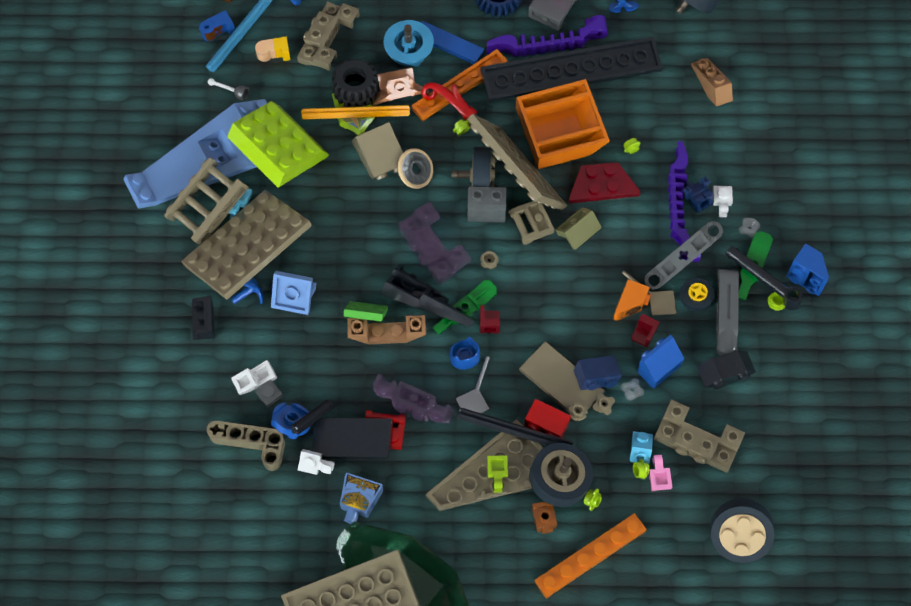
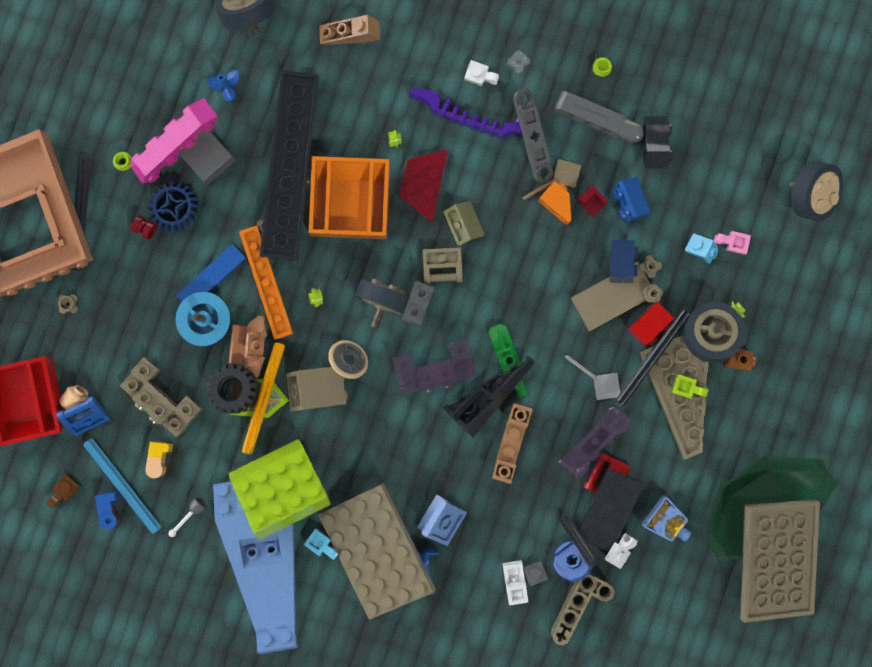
camera: 70 degrees left, 20 degrees up
(203, 318) = (438, 614): black hinge -> none
(223, 206) = (326, 563): dark tan fence -> none
(365, 311) = (487, 457): bright green tile -> none
(453, 98) = (284, 294): red plant -> none
(465, 354) = (558, 377): blue hair -> none
(489, 255) = (469, 315): dark tan plate -> none
(489, 321) = (532, 342): dark red panel -> none
(516, 163) = (386, 259): dark tan plate -> none
(590, 555) = (785, 331): orange plate -> none
(594, 29) = (247, 123): dark purple piece -> none
(630, 395) = (640, 239): clear plate -> none
(641, 469) = (724, 257): lime plate -> none
(696, 442) = (722, 192): dark tan bracket -> none
(698, 194) = (469, 95): dark blue piece -> none
(699, 287) = (576, 133): black wheel -> none
(757, 253) = (550, 65): green piece -> none
(767, 279) = (580, 69): black piece -> none
(809, 270) = (587, 24): blue slope -> none

